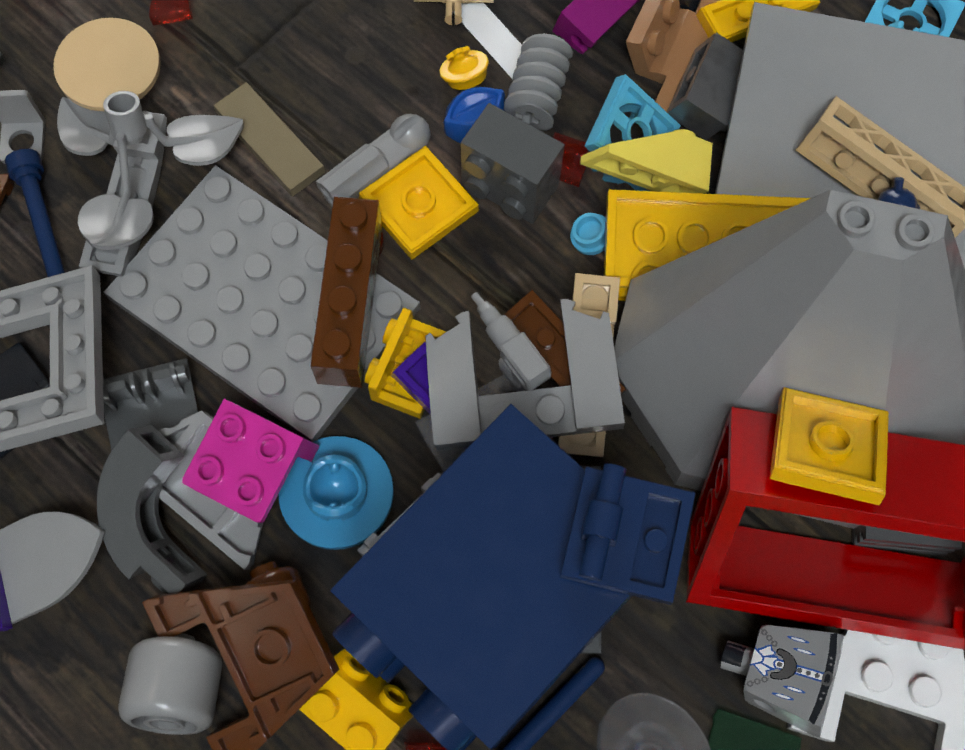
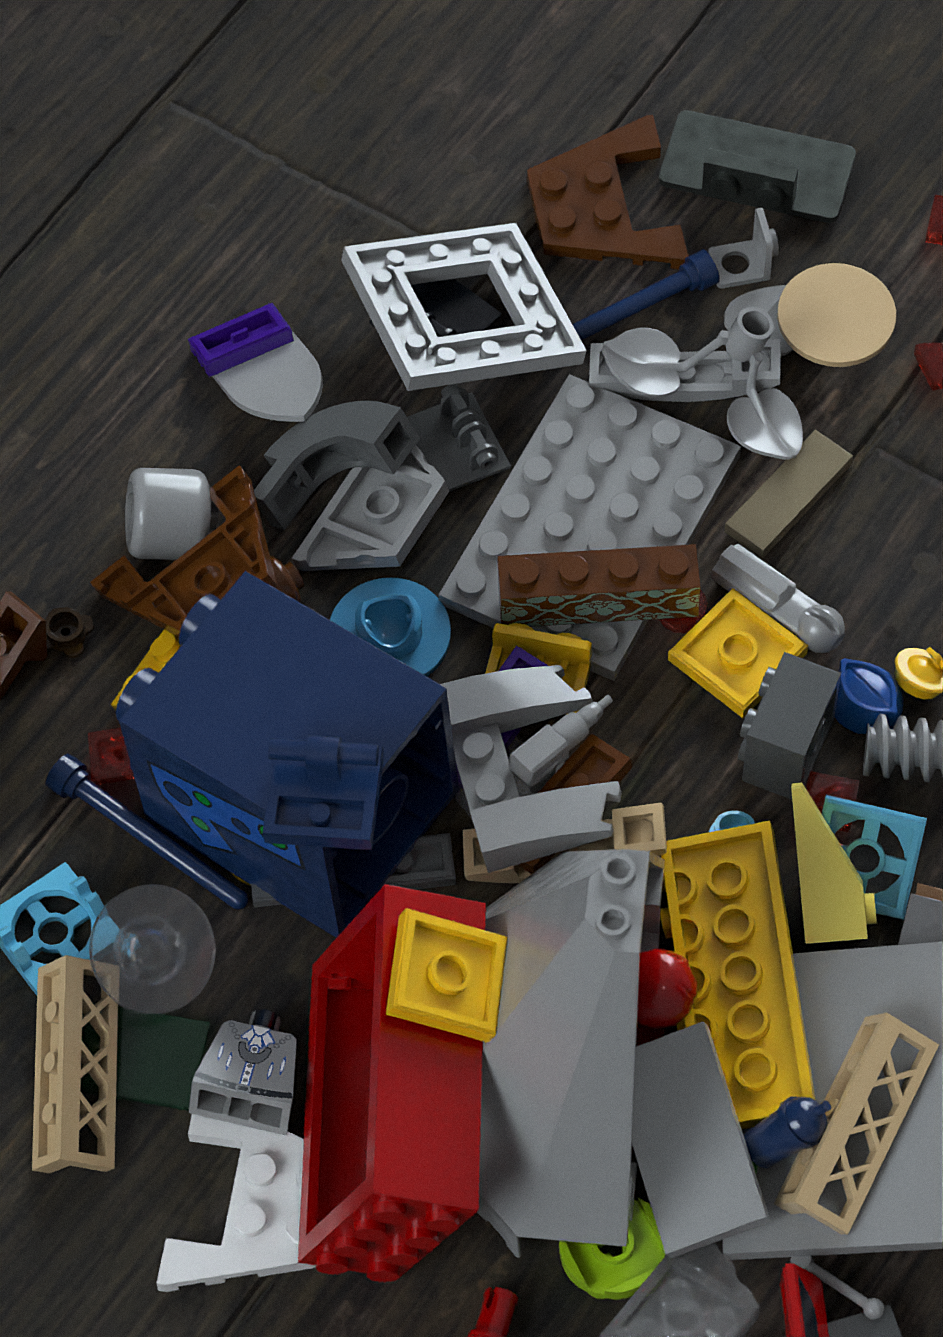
camera: 85 degrees right, 10 degrees down
(245, 461) = (406, 532): dark pink bracket -> none

